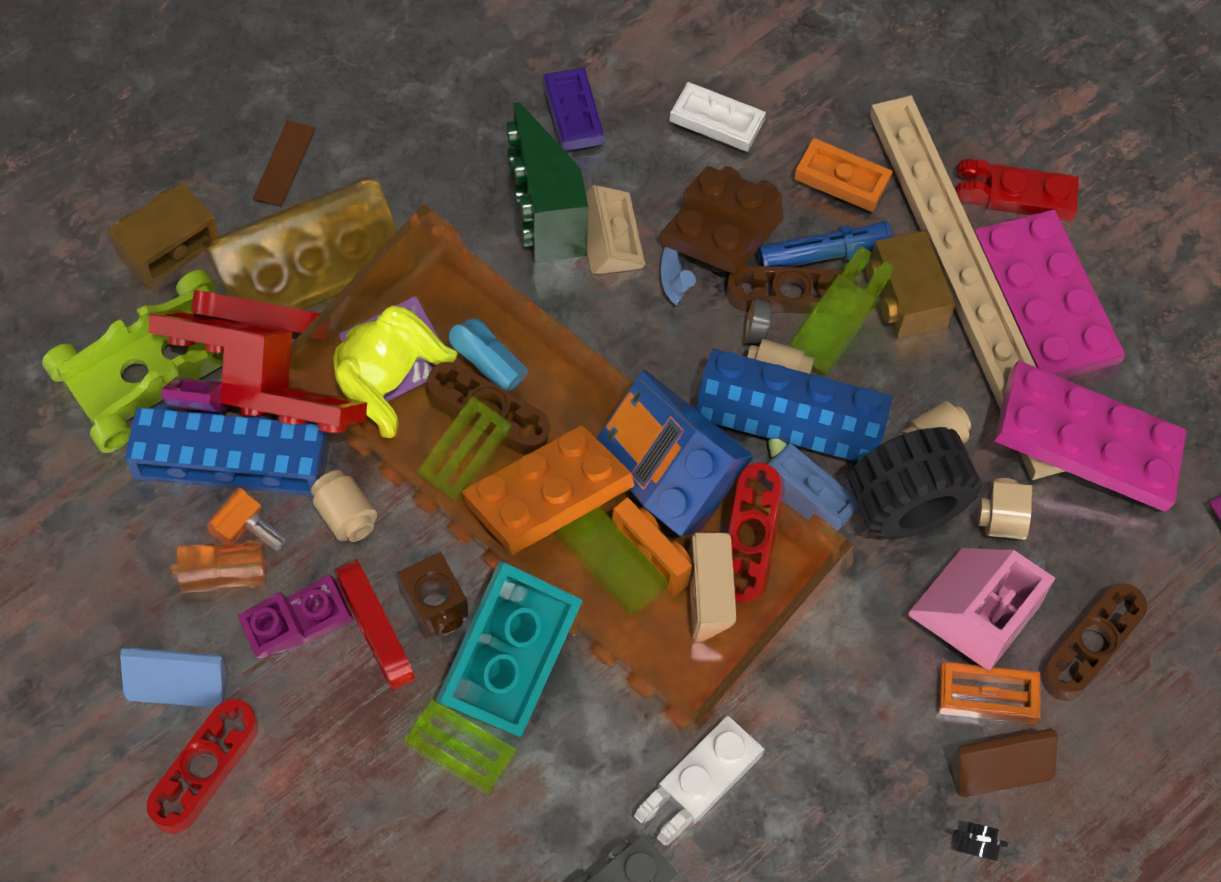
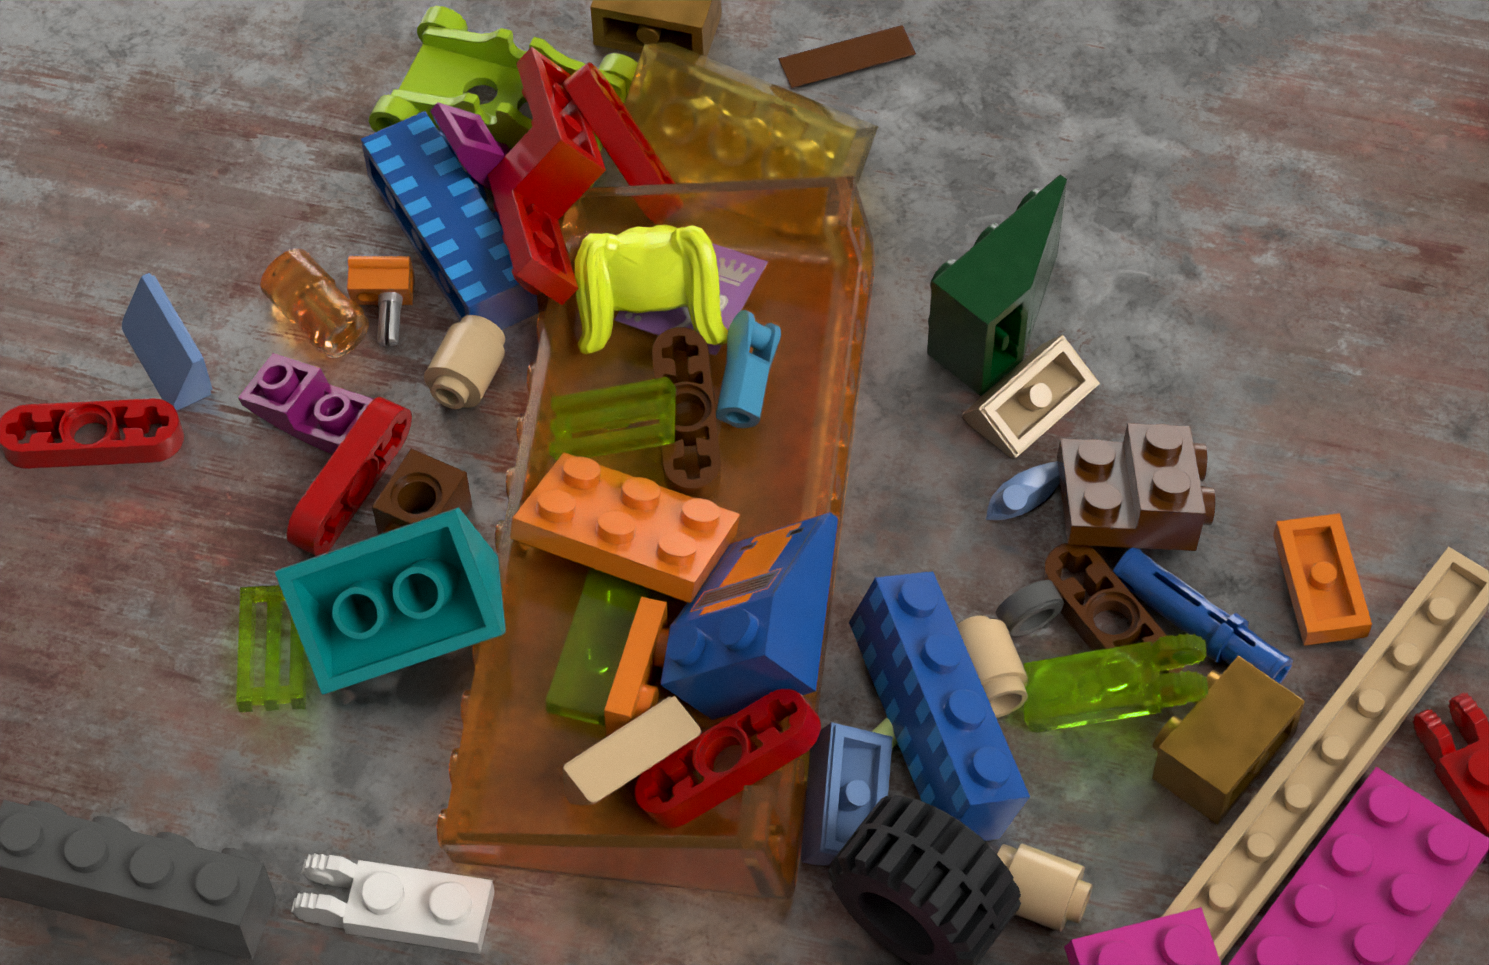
camera: 60 degrees right, 5 degrees down
(573, 109) = (1155, 259): dark purple plate -> none
(717, 116) = (1281, 403): white plate -> none

